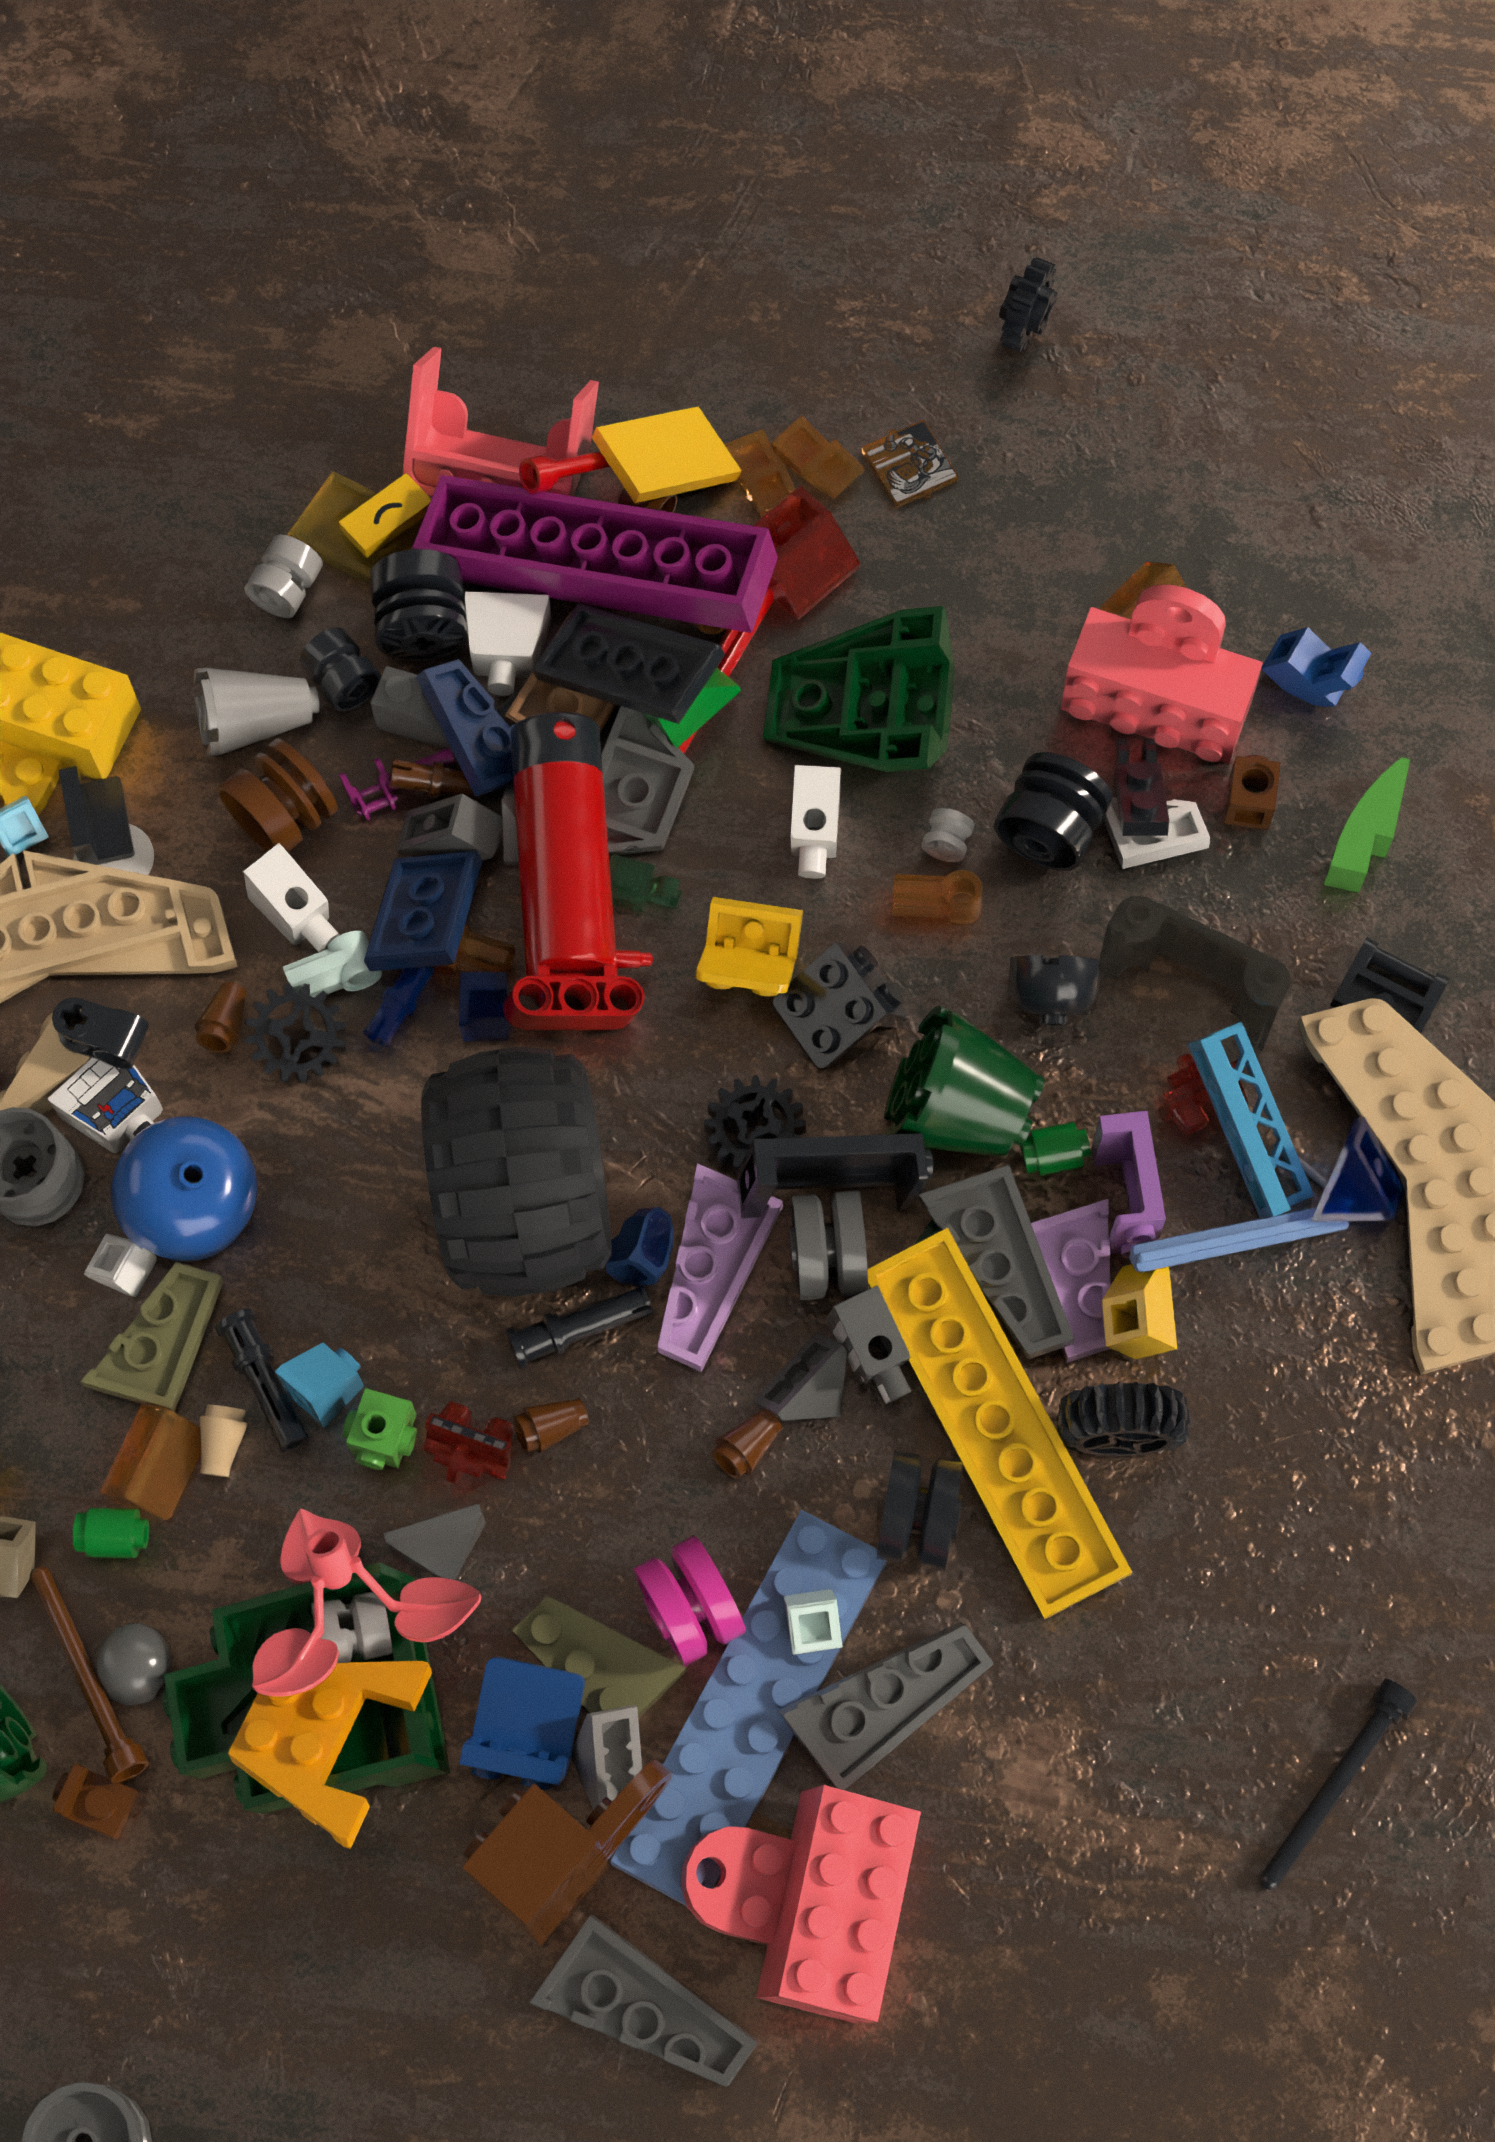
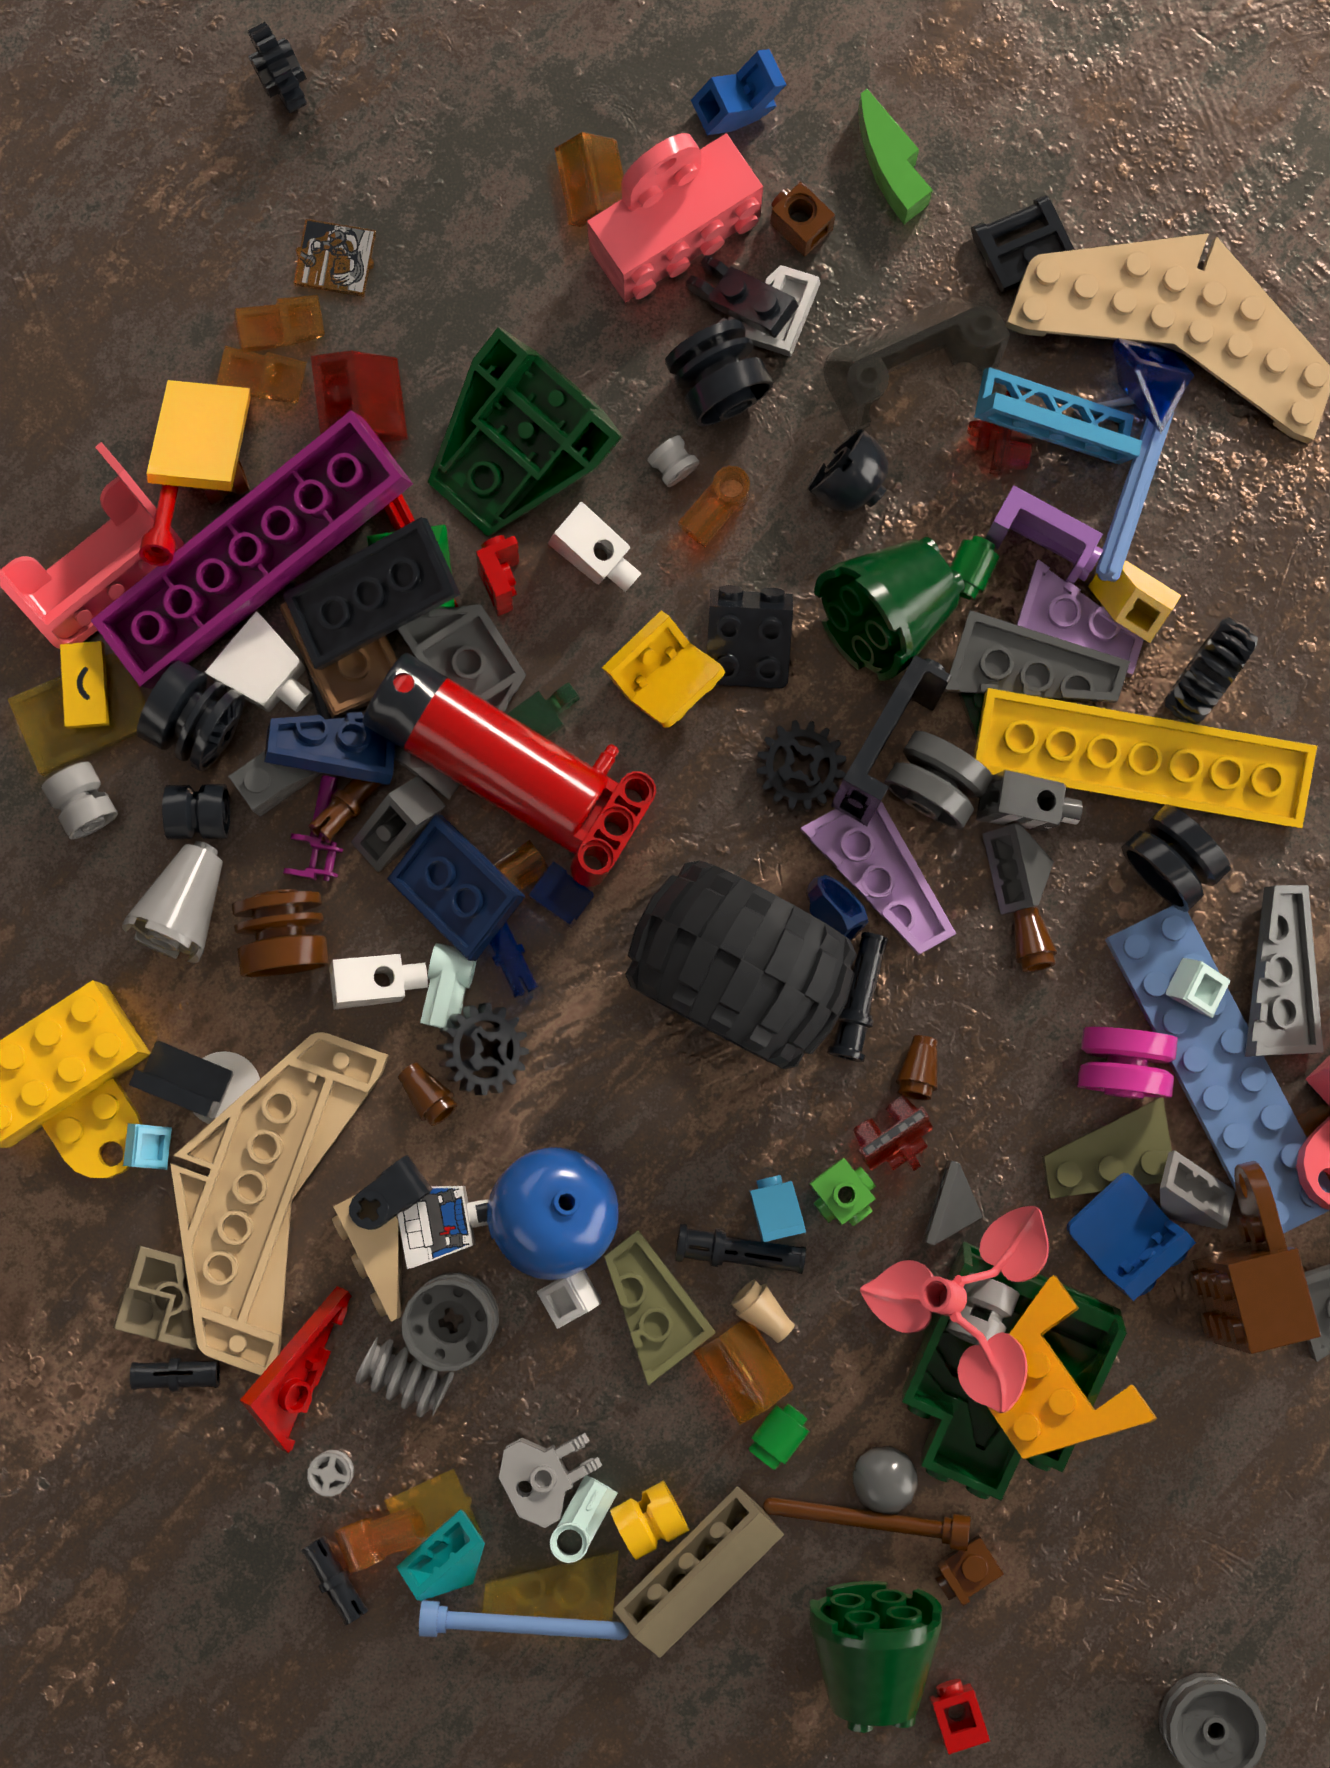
camera: 55 degrees left, 15 degrees up
(734, 748) = (495, 571): none -> red bracket

